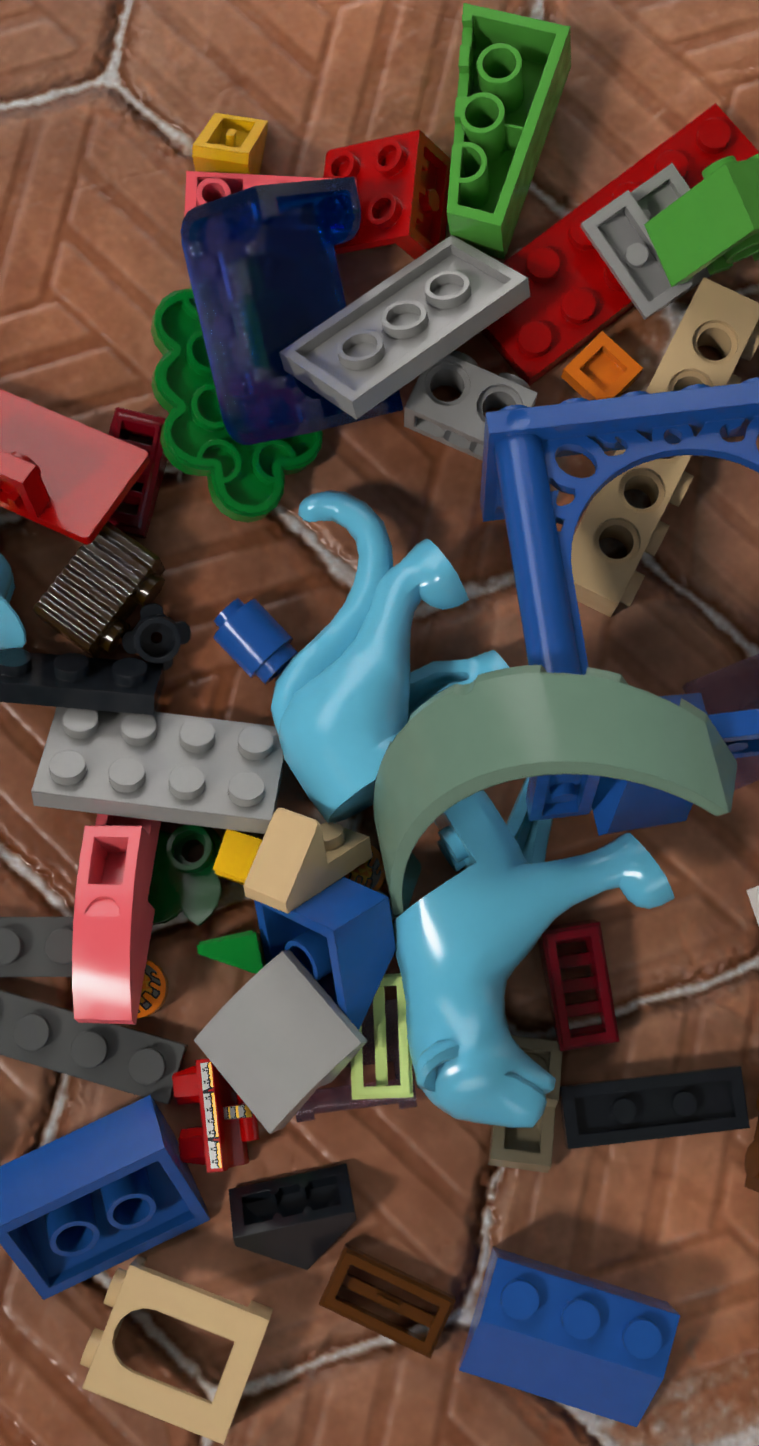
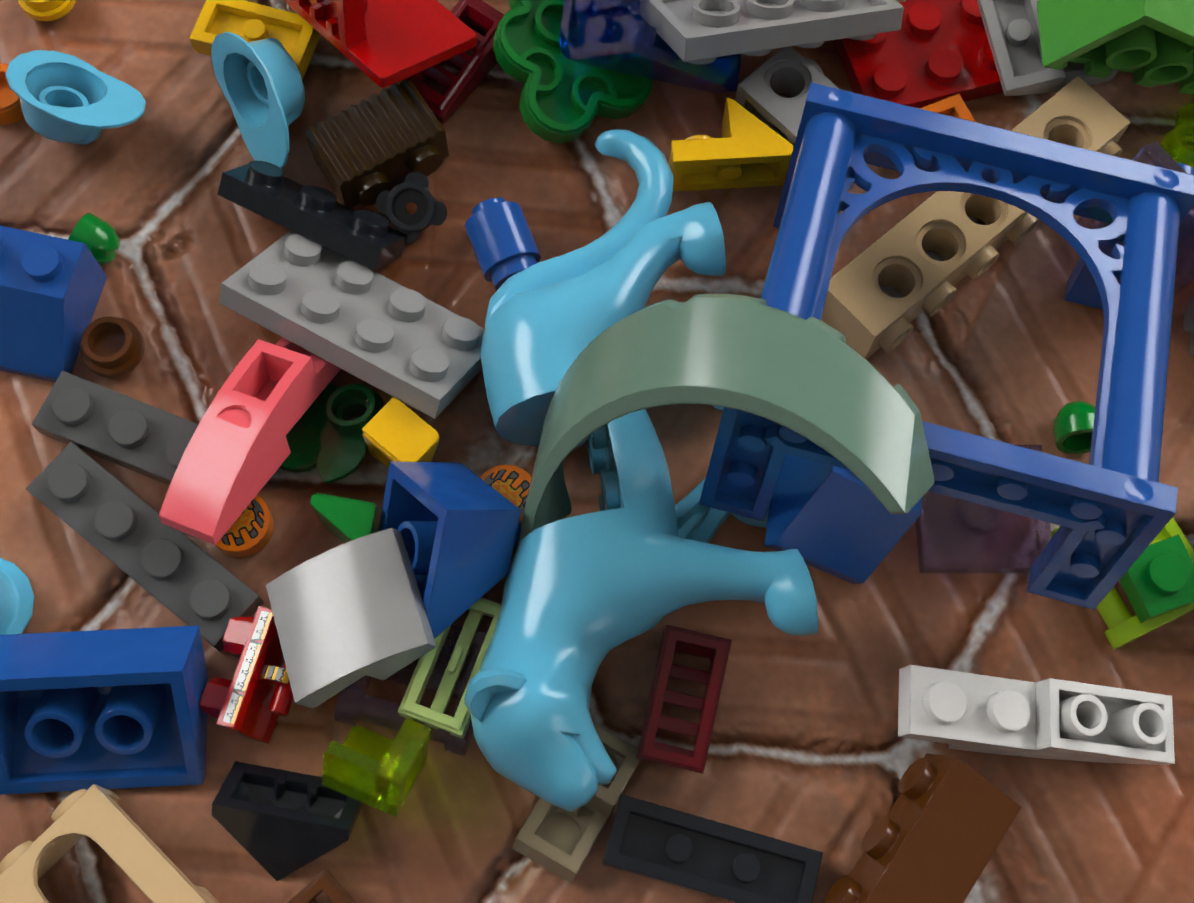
camera: 20 degrees right, 10 degrees down
(302, 859) = (451, 447): tan slope -> none
(350, 1146) = (377, 768): none -> clear neon green panel
(435, 467) = (743, 158): none -> yellow slope

